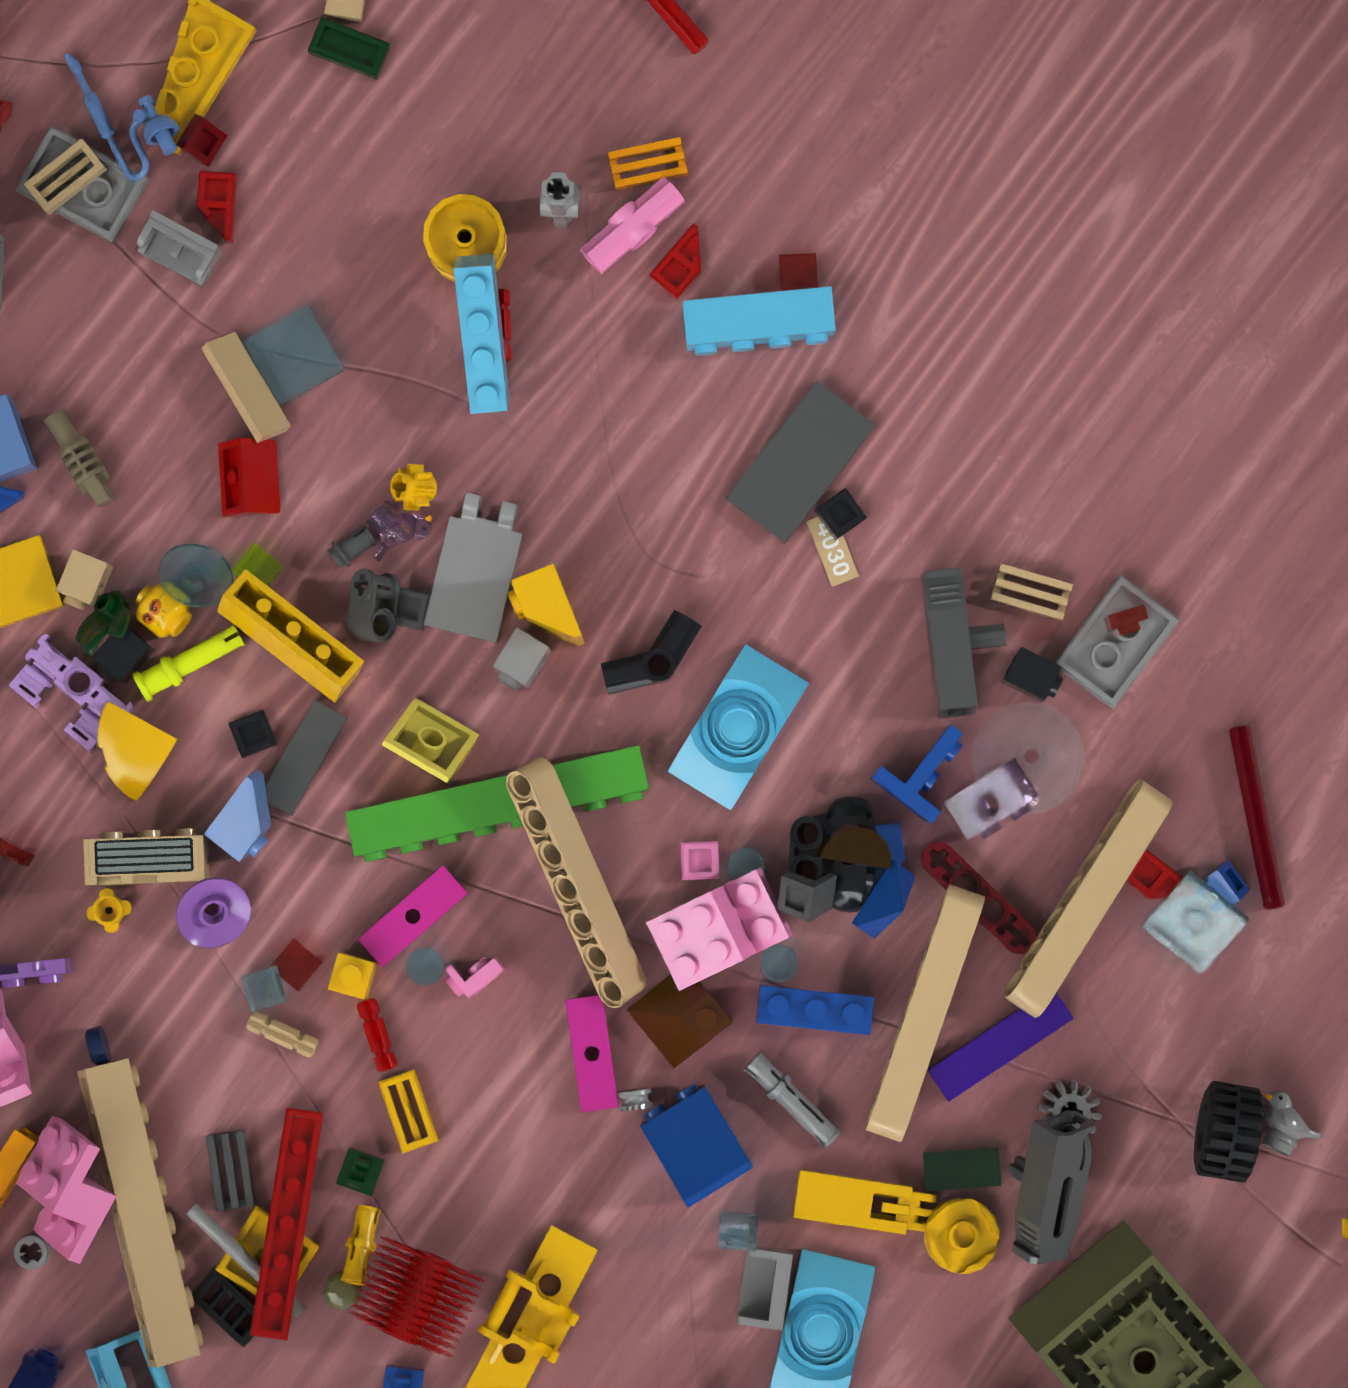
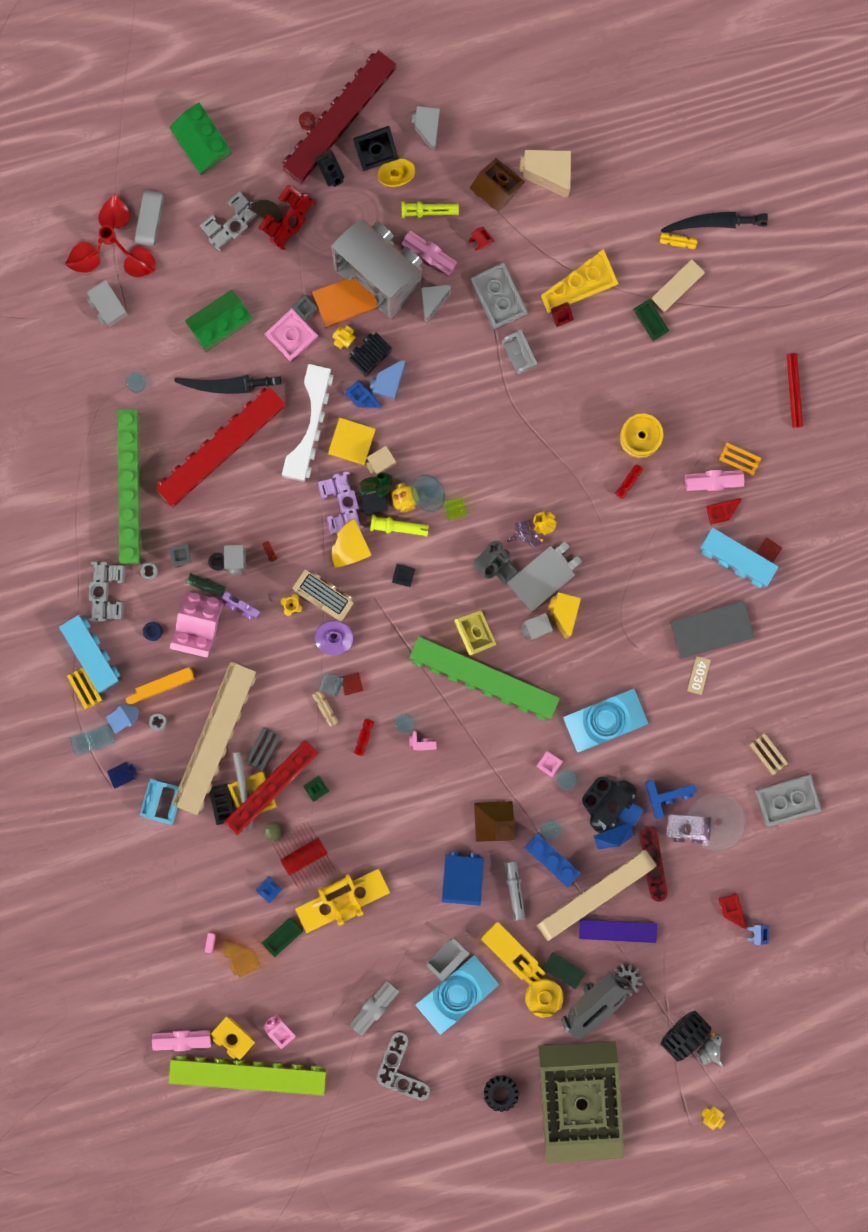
camera: 25 degrees right, 0 degrees up
(70, 1196) = (191, 713): bright pink bracket -> none
(75, 187) = (500, 288): tan tile -> none
(80, 459) = (415, 410): dark tan hinge -> none
(98, 1045) = (247, 655): dark blue tile -> none
(157, 129) = (548, 297): medium blue piece -> none
(217, 201) = (550, 343): red tile -> none
(243, 820) = (374, 608): medium blue slope -> none
(246, 387) = (505, 430): tan tile -> none
(248, 477) = (479, 468): red panel -> none
(290, 635) = (449, 547): yellow brick -> none
(293, 356) = (534, 431): clear light blue tile -> none
(303, 757) = (417, 600): dark grey tile -> none
(351, 546) = (500, 528): dark grey pin -> none
(352, 975) = (372, 705): yellow brick -> none
(360, 1244) = (294, 818): yellow pin -> none
(395, 932) = (402, 699): dark pink tile -> none
(423, 1108) = (353, 778): yellow tile -> none
(481, 333) = (619, 480): medium azure brick -> none
(559, 200) = (692, 449): light grey piece -> none
(576, 881) = (493, 735): tan beam -> none
(593, 1077) = (440, 821): dark pink tile -> none
(635, 1098) = (450, 842): light grey bush -> none
(671, 644) = (603, 666): black piece -> none
(719, 929) = (537, 798): bright pink bracket -> none
(737, 1231) = (454, 927): clear light blue slope -> none
(806, 897) = (582, 810): dark grey panel -> none
(840, 514) = (712, 663): black tile -> none
(856, 845) = (619, 805): dark brown tile -> none
(952, 641) = (720, 751): dark grey piece -> none
(1033, 675) = (743, 789): black brick -> none
(1087, 898) = (698, 897): tan beam -> none
(1127, 620) = (799, 795): clear red plate -> none
(1195, 922) = (736, 940): clear light blue tile -> none
(1257, 817) = (793, 916): dark red axle -> none

